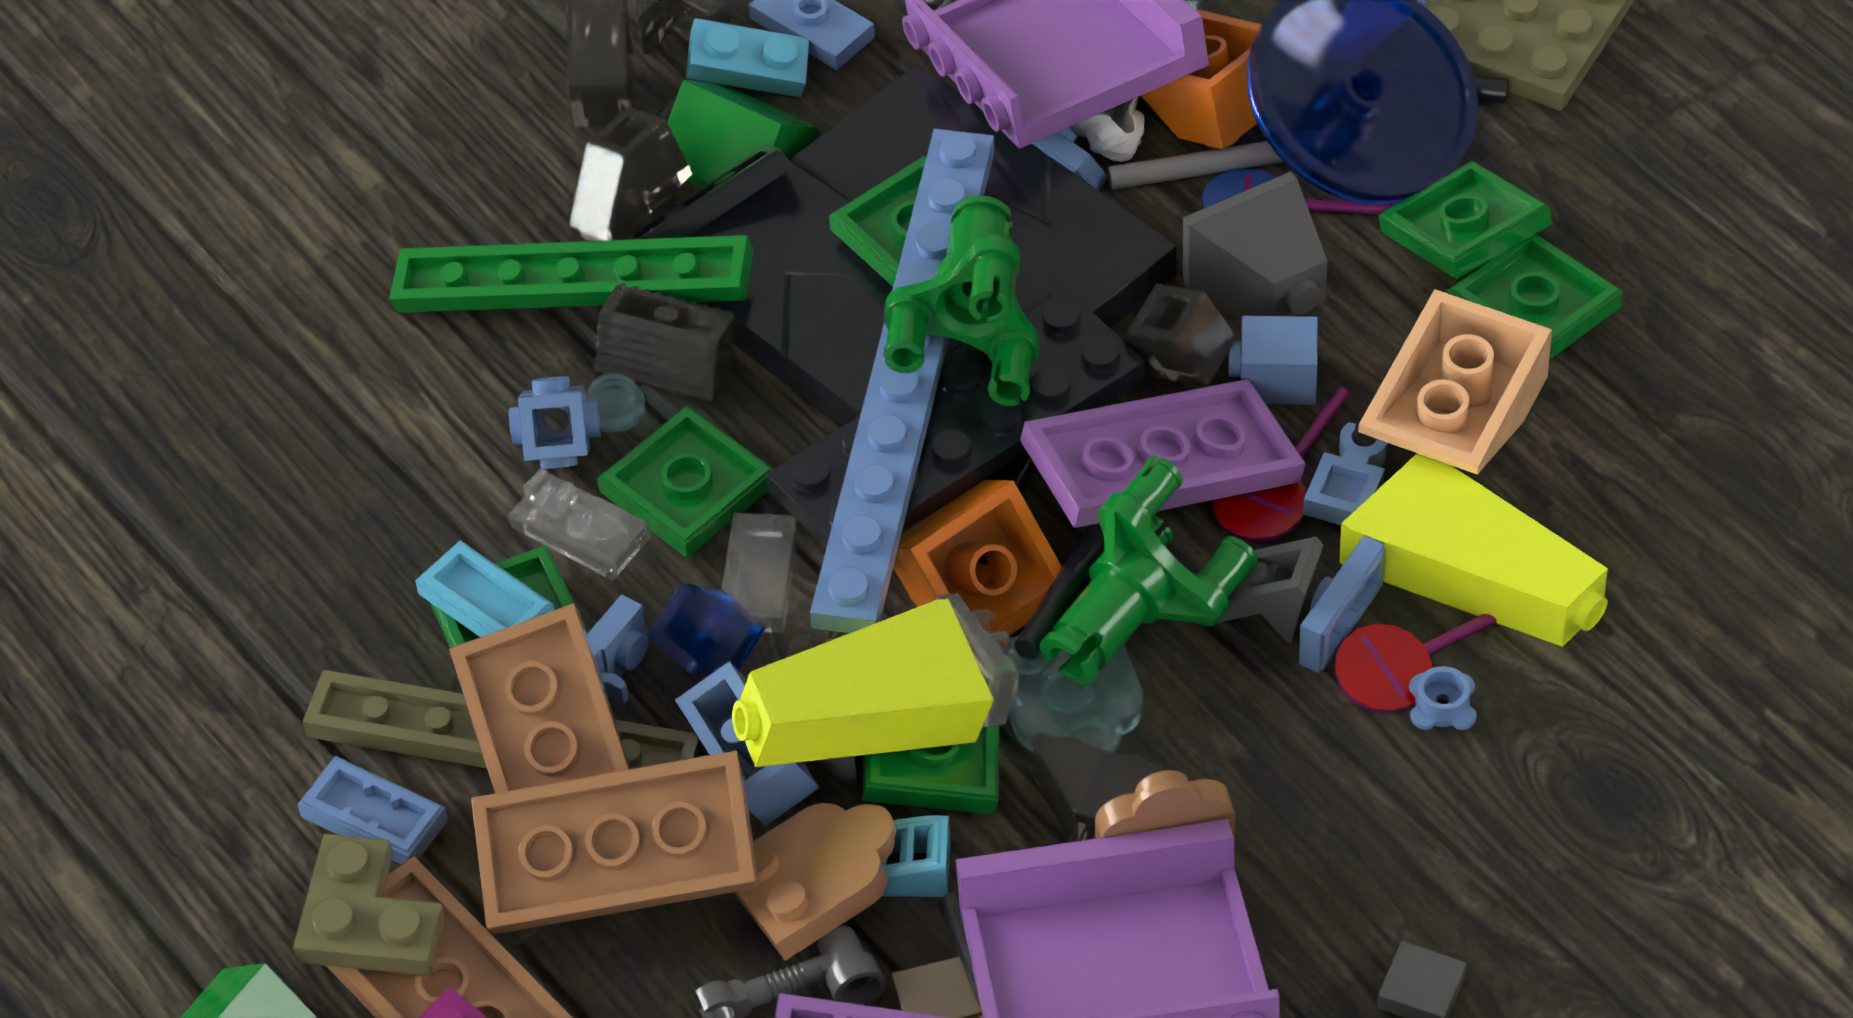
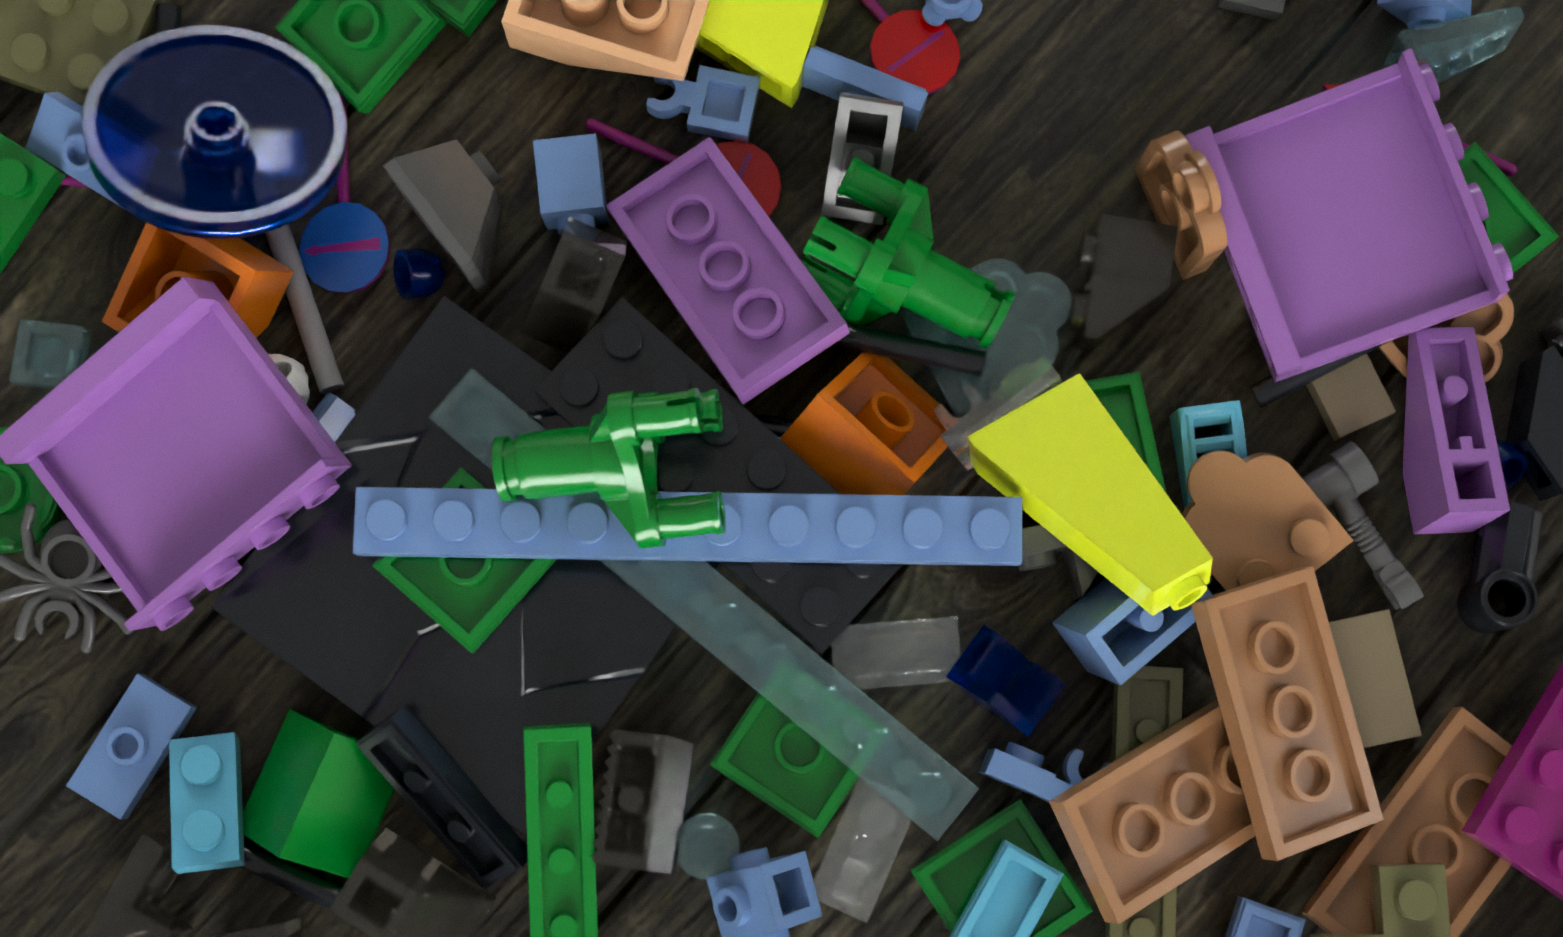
camera: 105 degrees left, 30 degrees up
(632, 970) = (1375, 678): none -> dark tan tile
(782, 425) = (752, 645): none -> clear light blue plate

